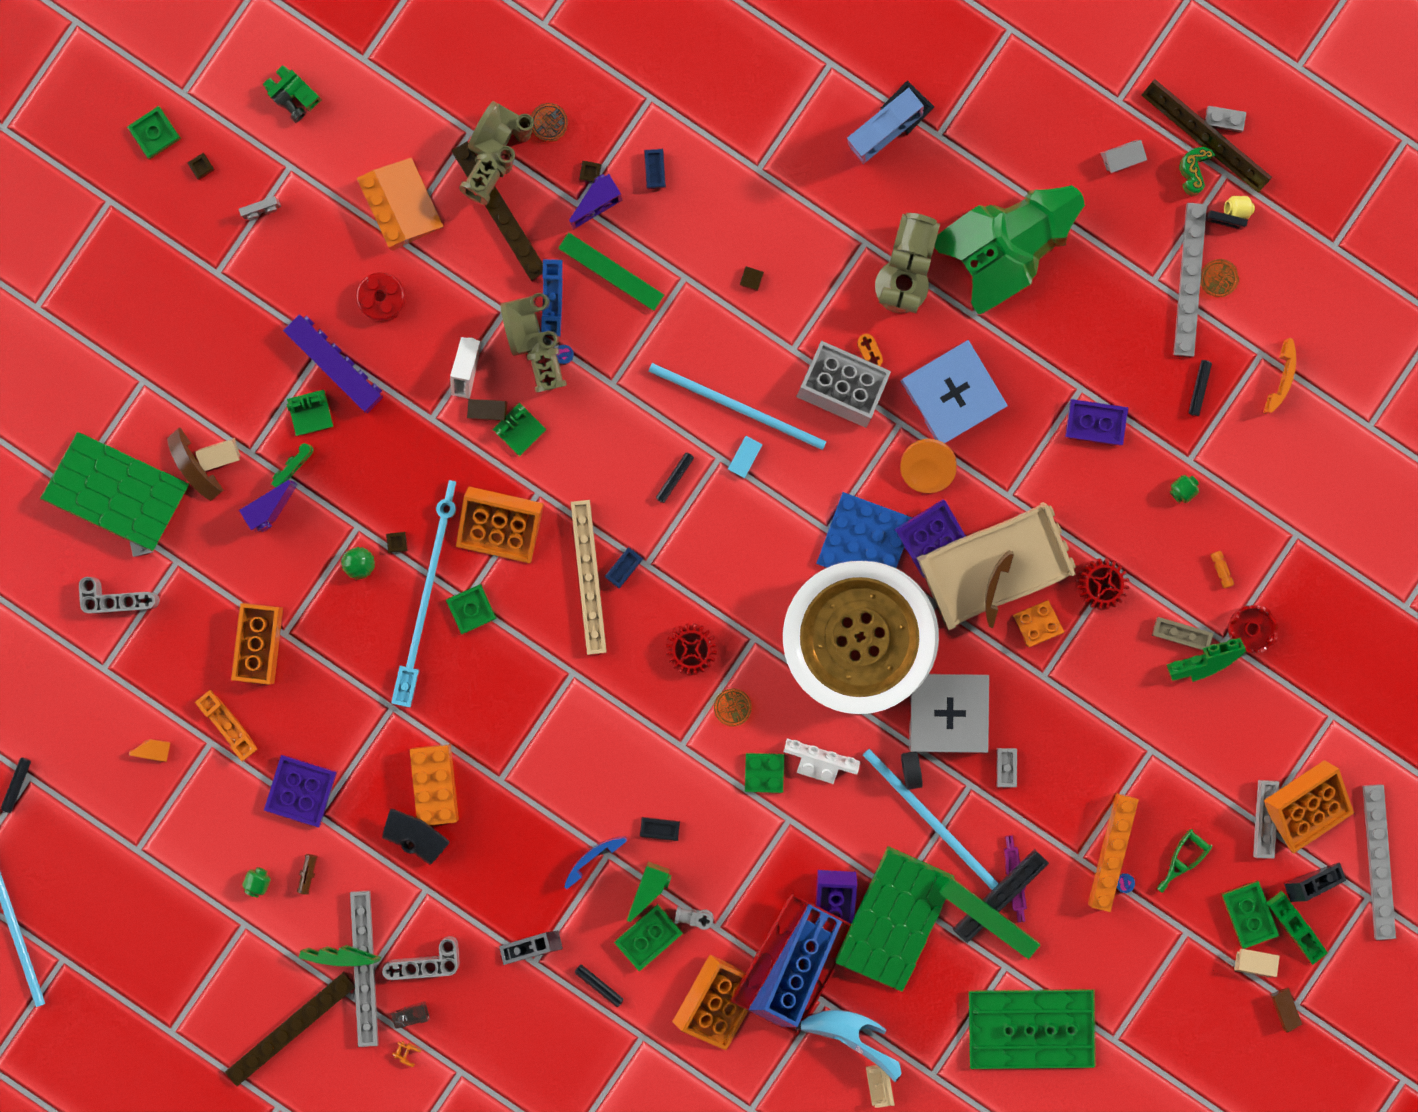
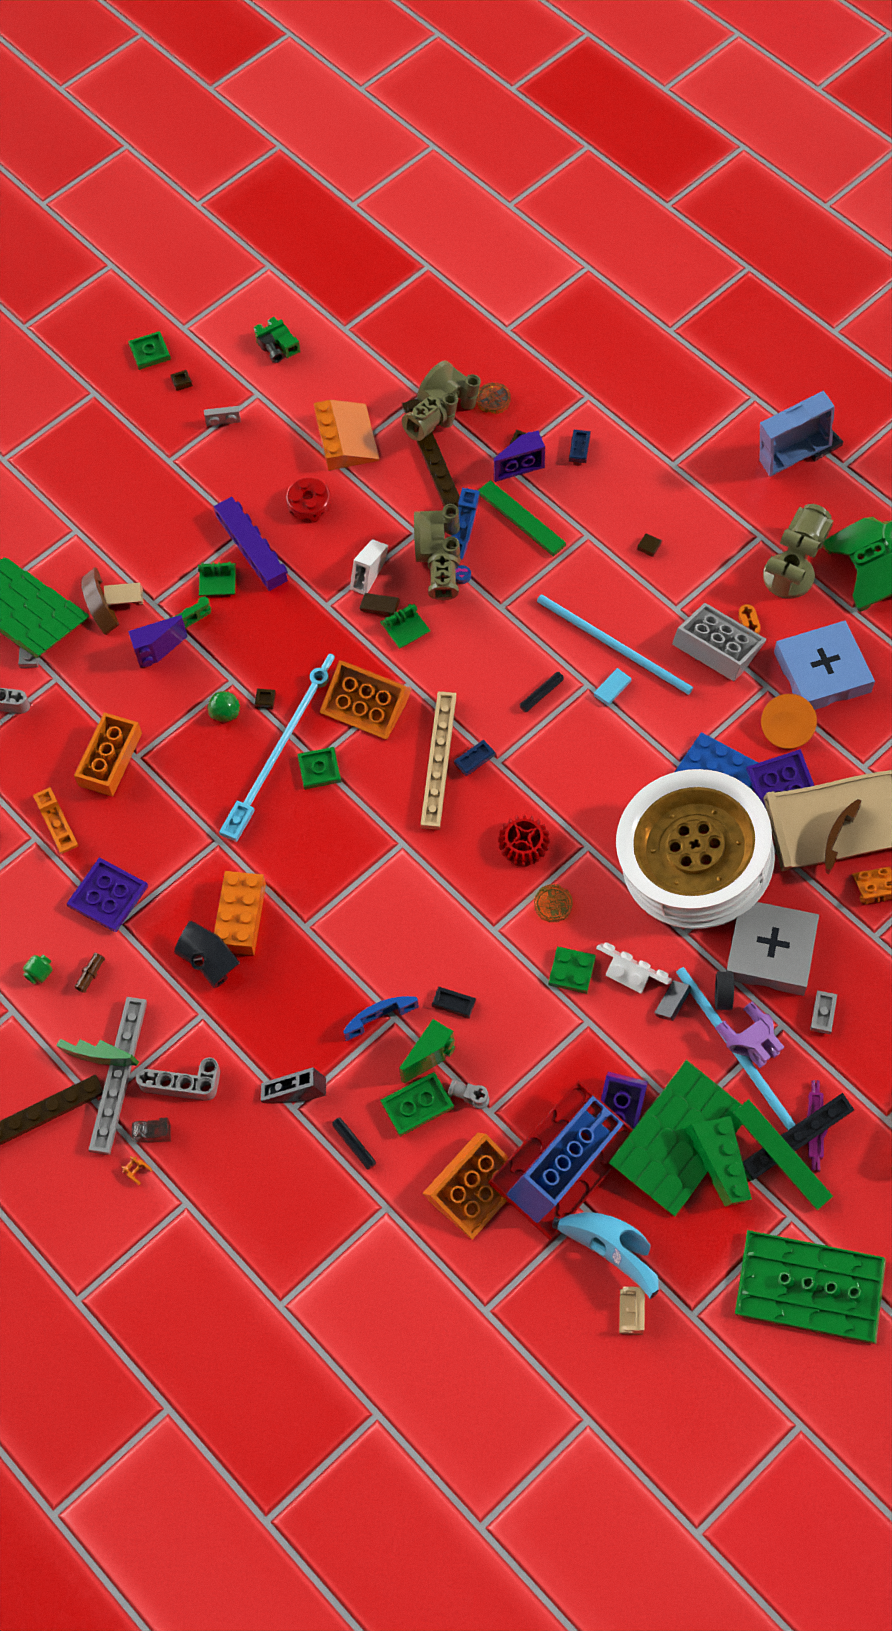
camera: 15 degrees right, 25 degrees down
(865, 785) = (673, 1000): none -> tile
(934, 932) = (721, 1156): none -> green wedge
(947, 808) = (755, 1039): none -> medium lavender connector

